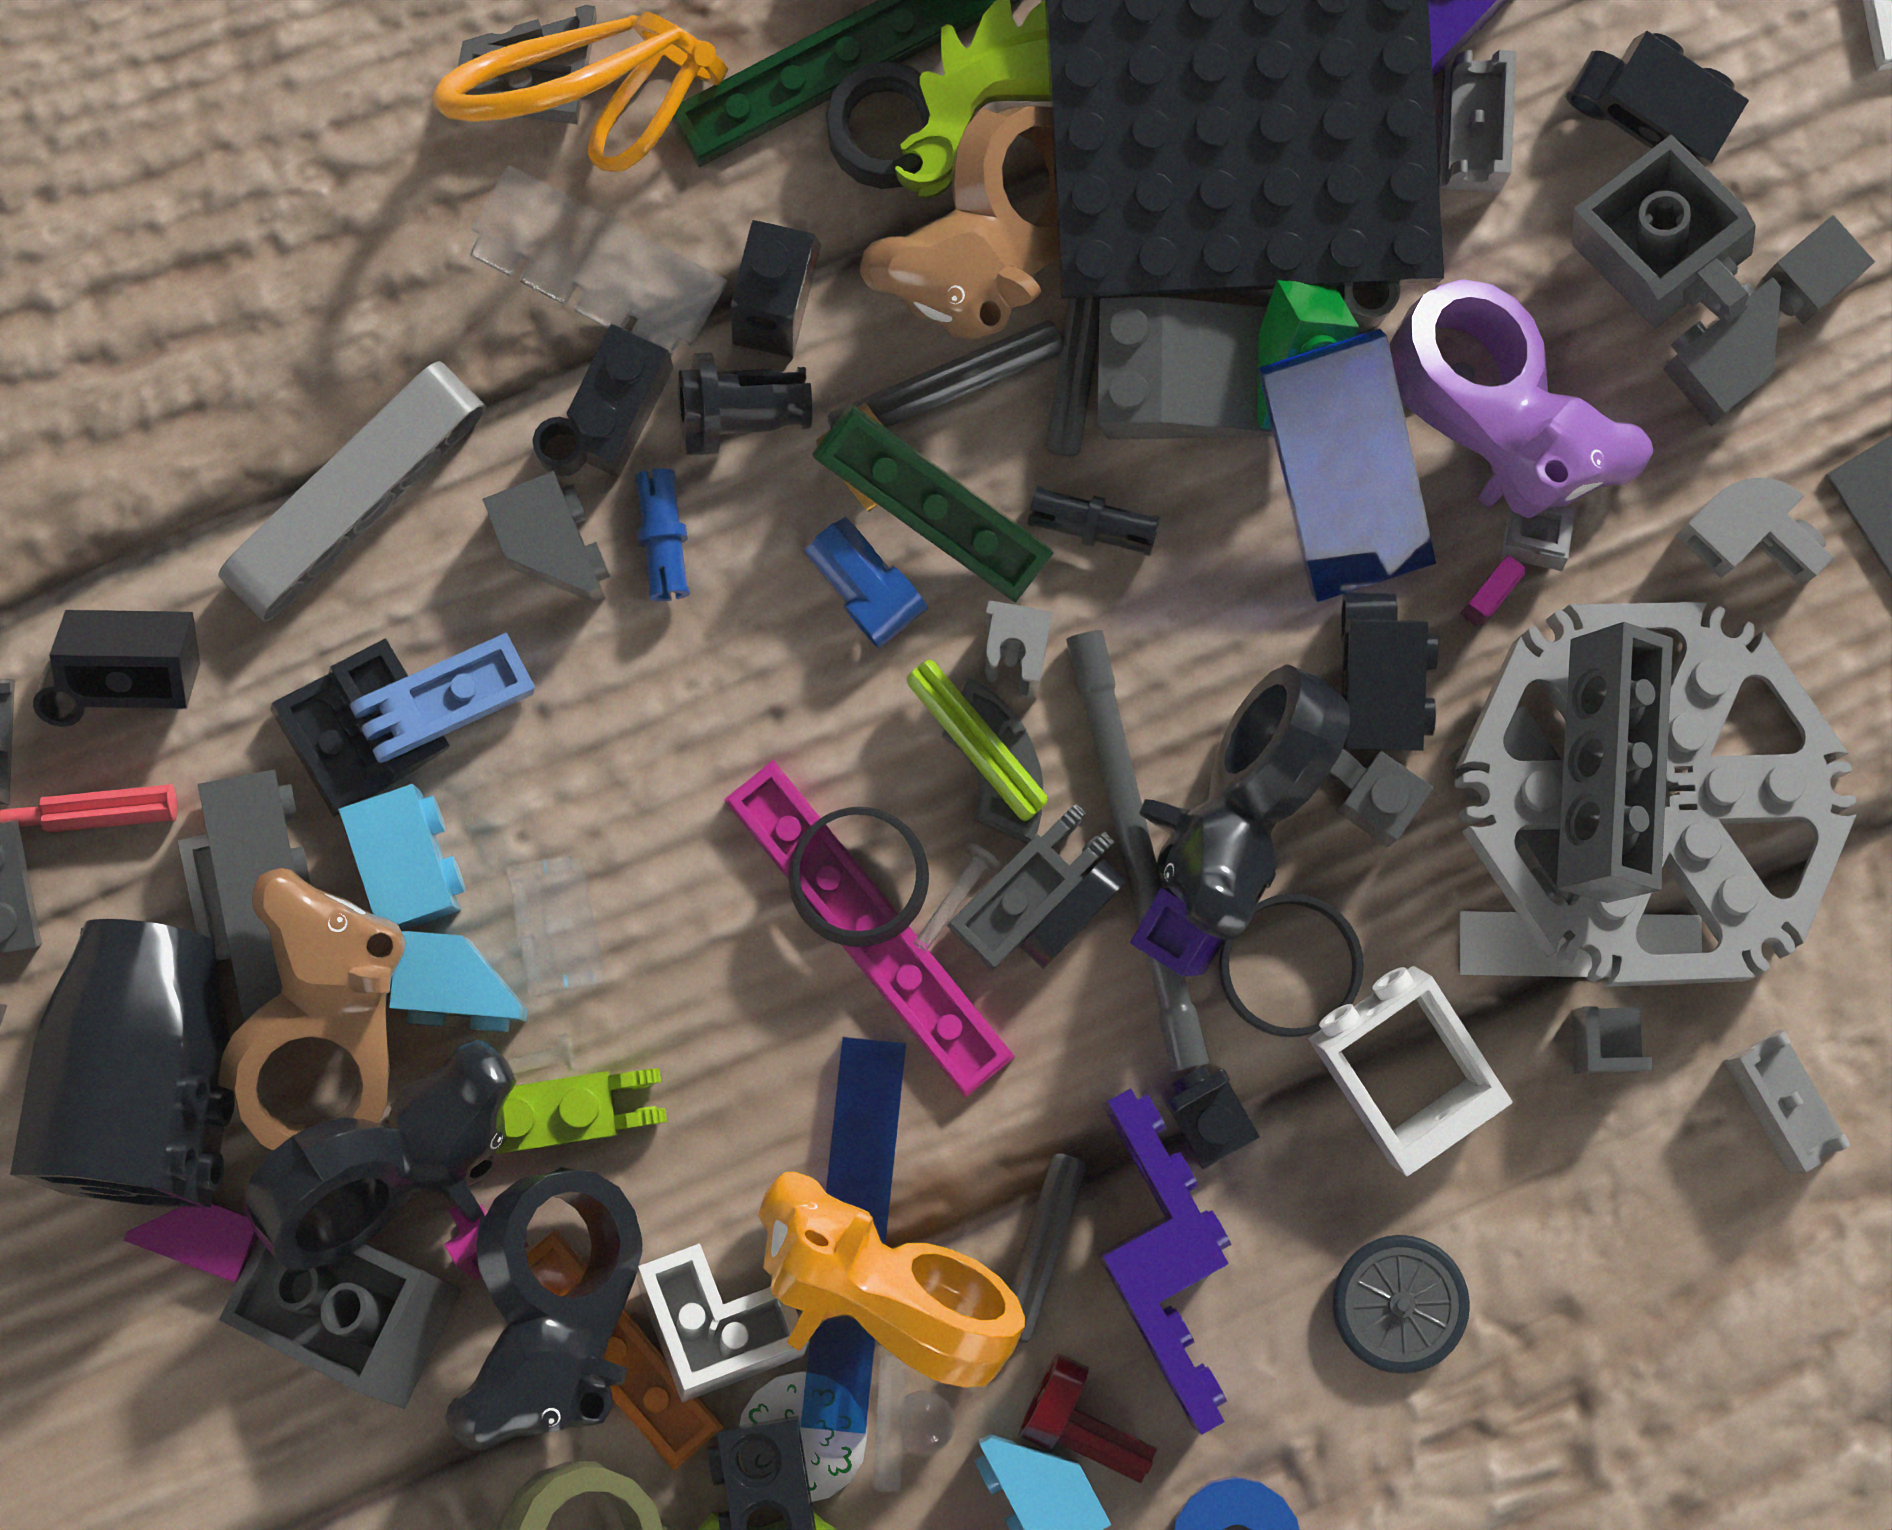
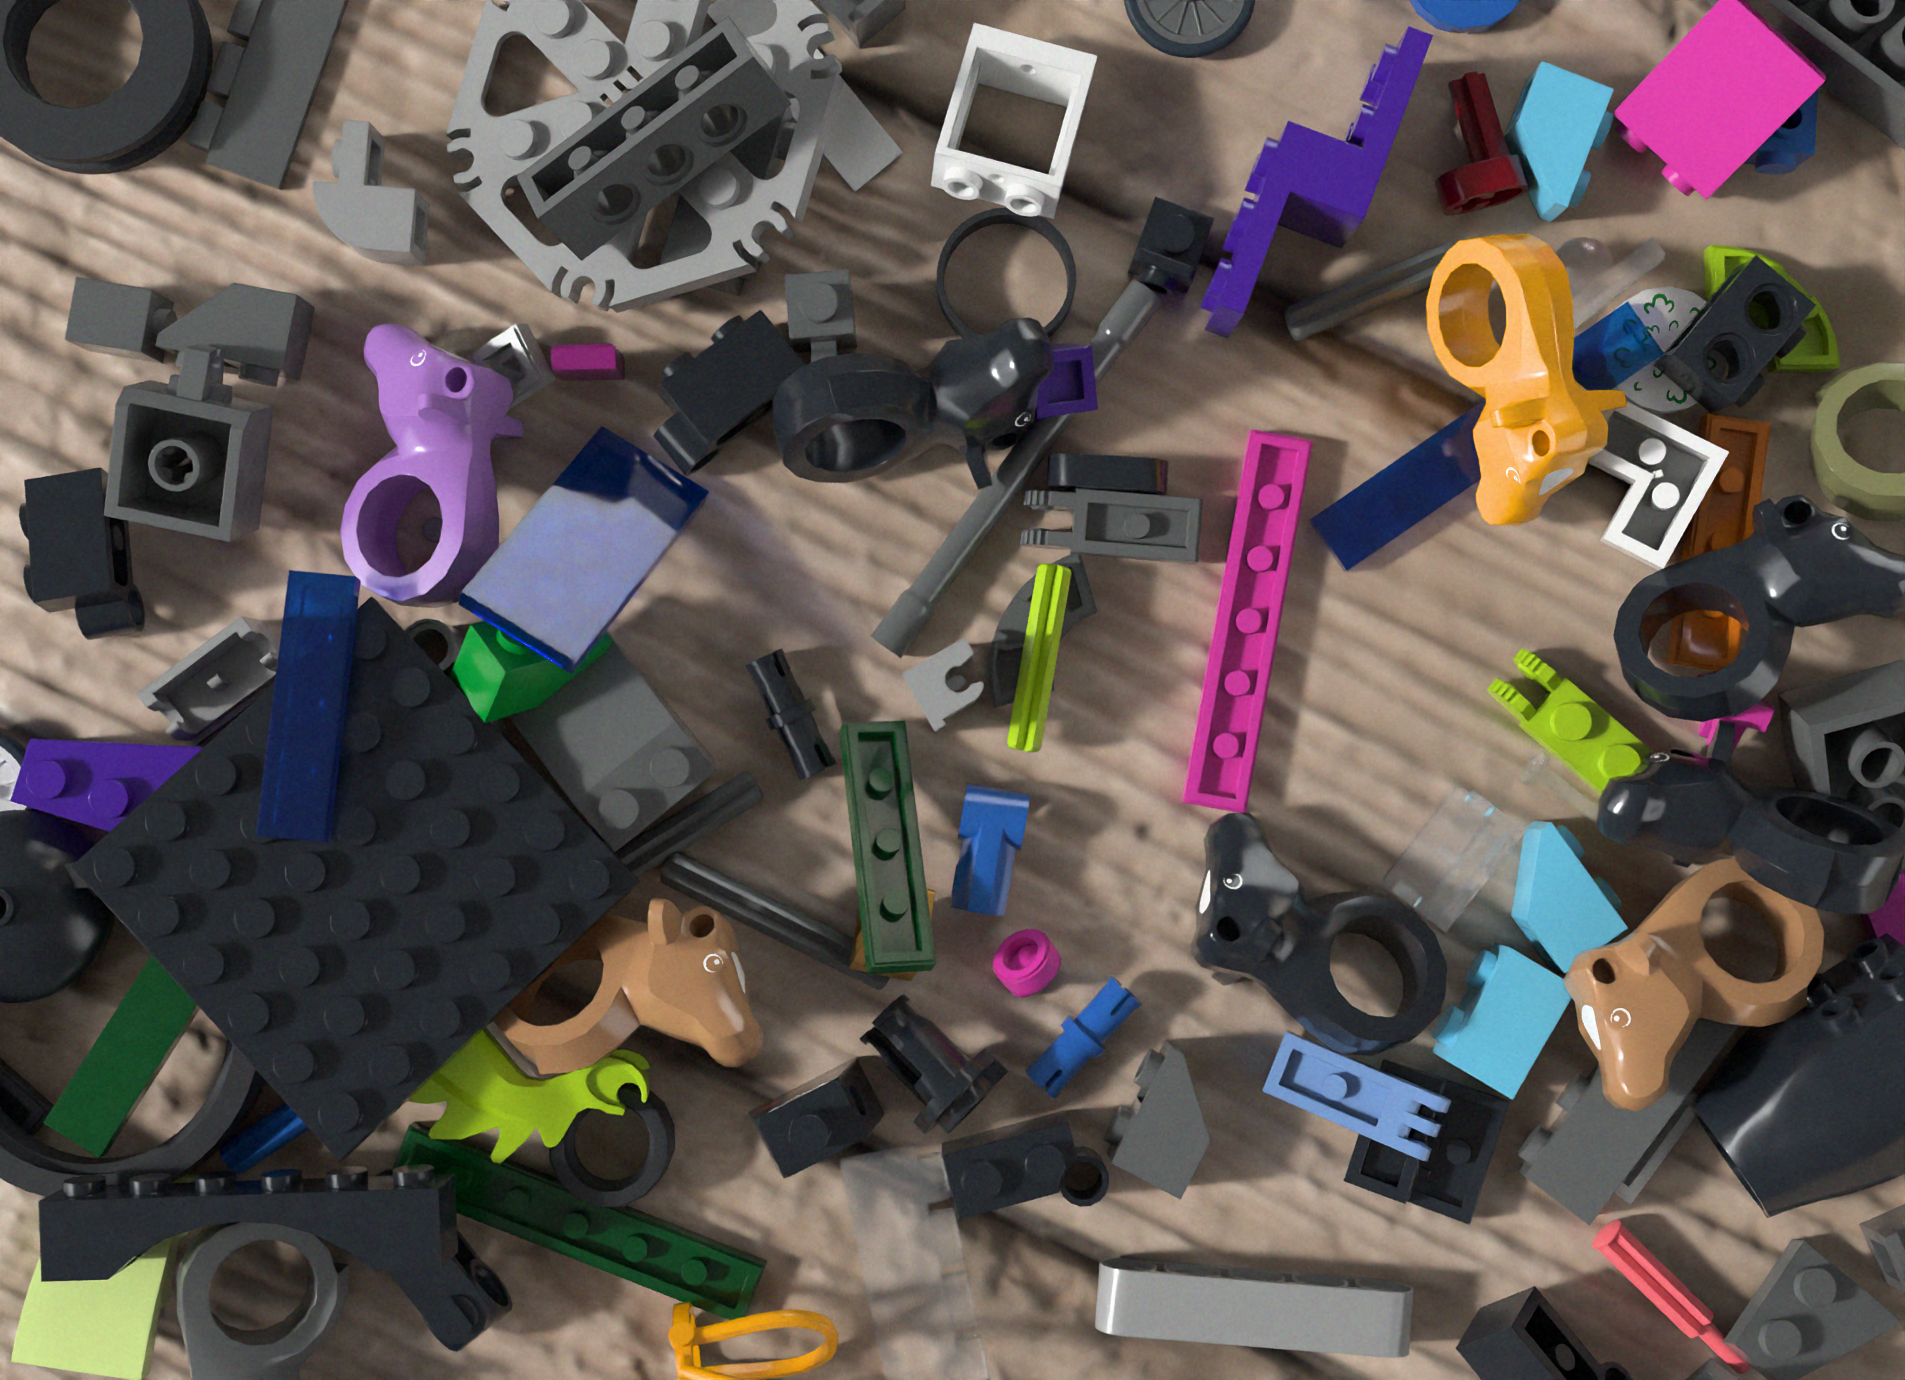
camera: 130 degrees left, 5 degrees up
(617, 738) = (1265, 927): none -> black animal
(754, 539) = (1026, 962): none -> dark pink tile
(865, 937) = (1158, 675): black tyre -> none
(981, 860) = (1170, 575): clear pin -> none
(1396, 161) = (308, 706): none -> clear blue tile

